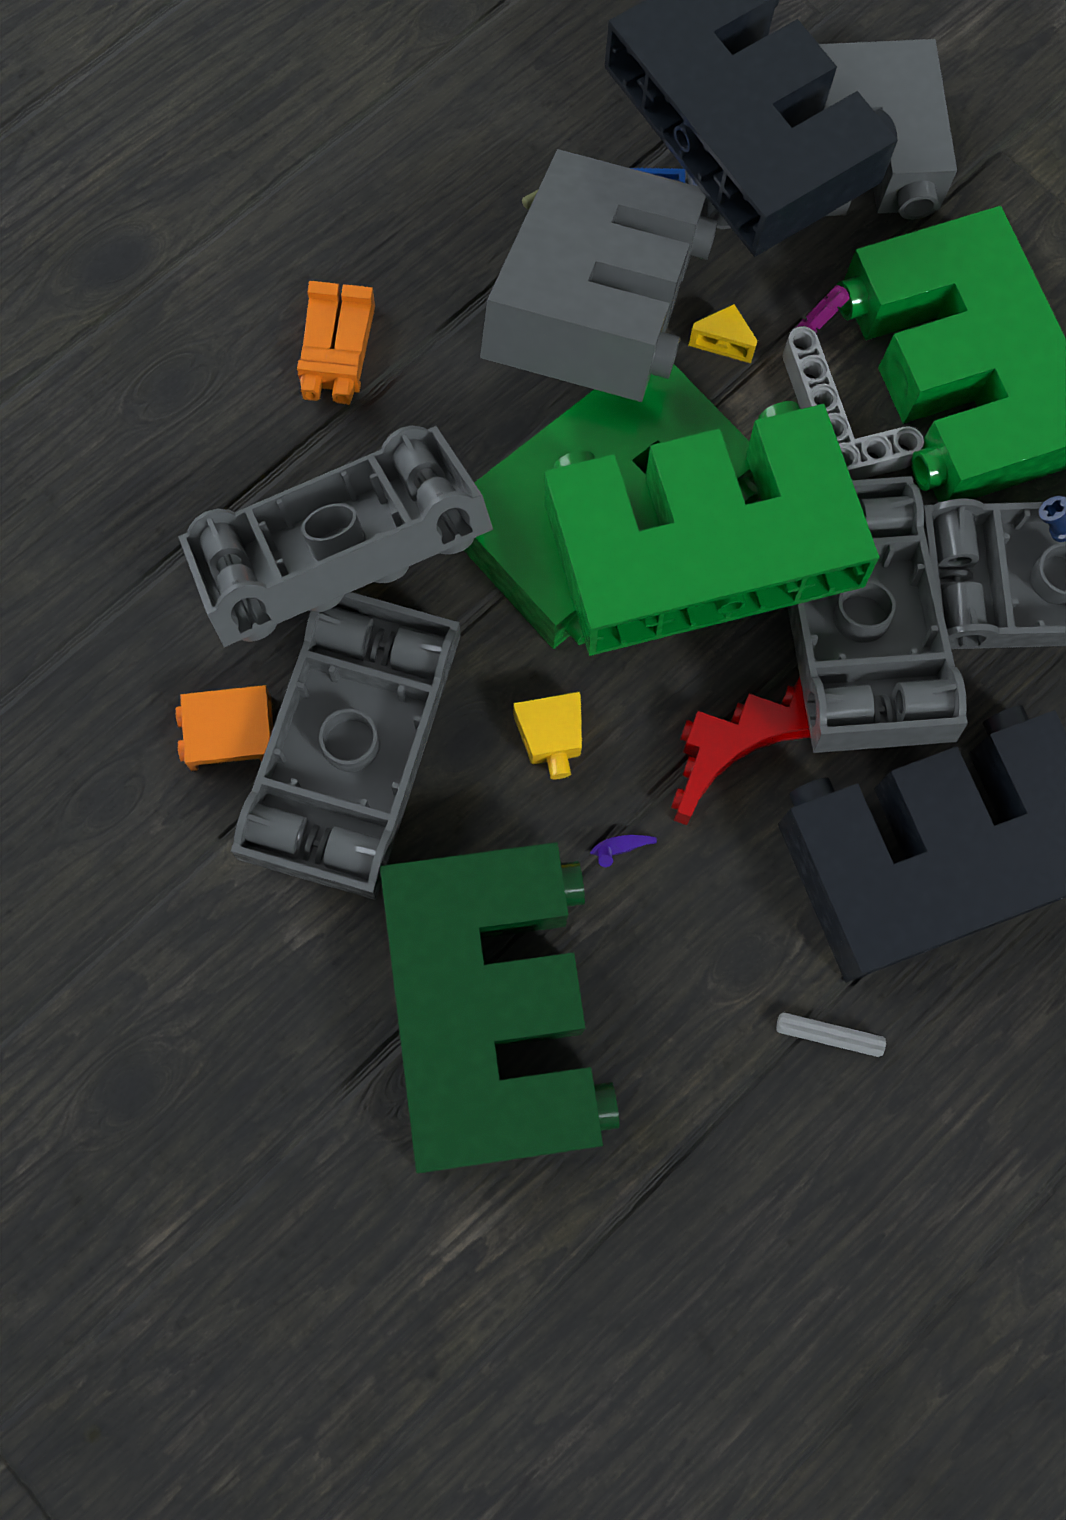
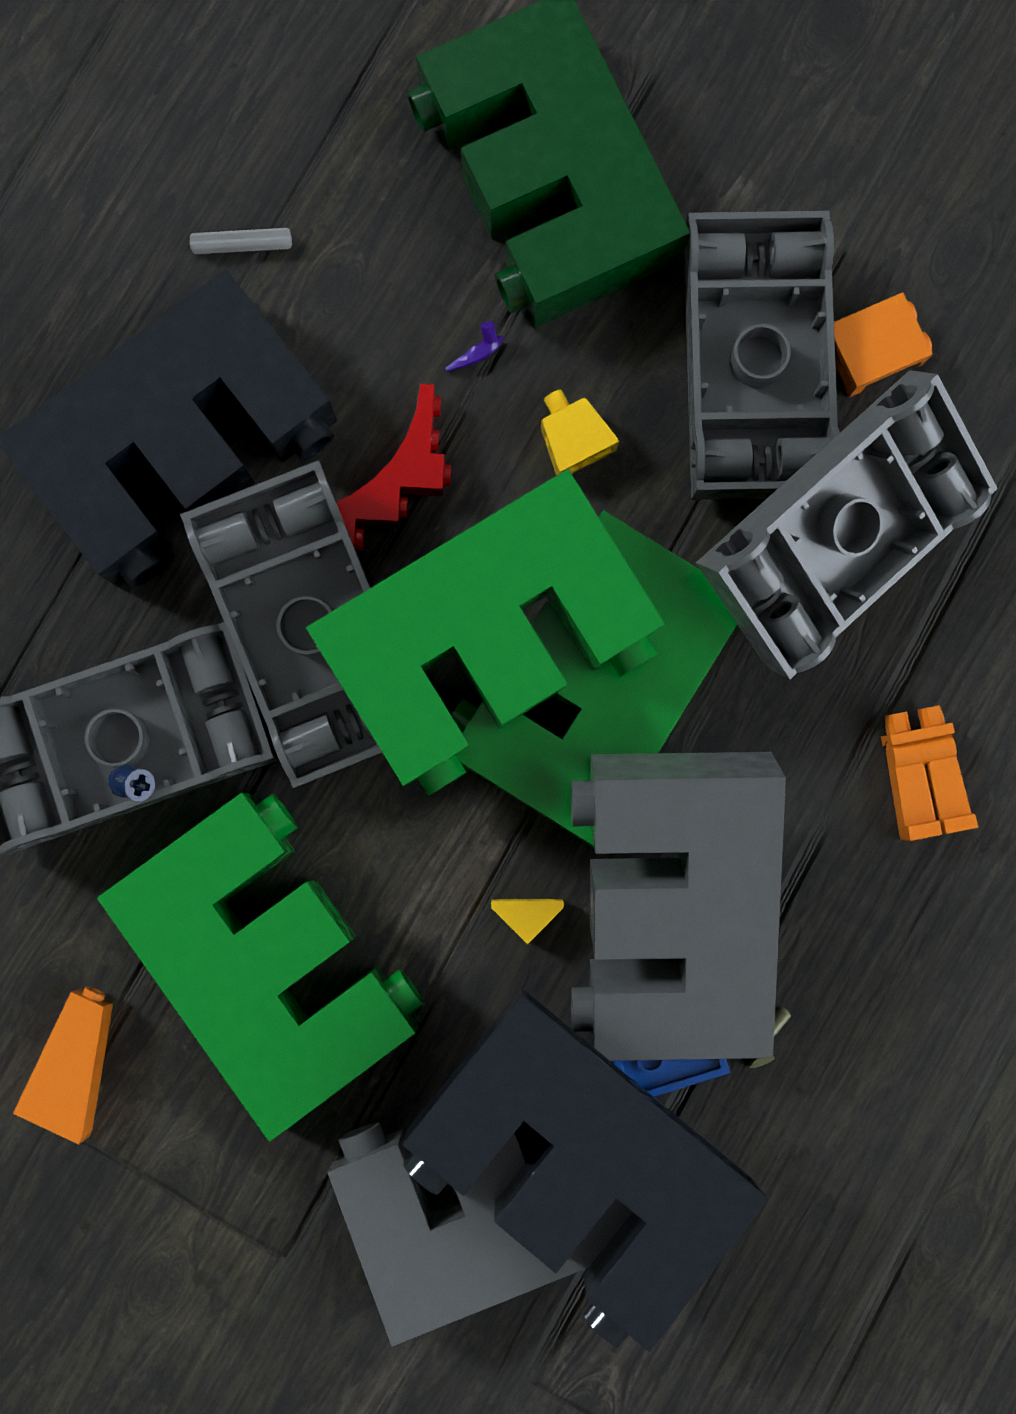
camera: 165 degrees right, 10 degrees up
(823, 390) = (390, 853): light grey beam -> none
(825, 308) = (431, 966): magenta axle -> none

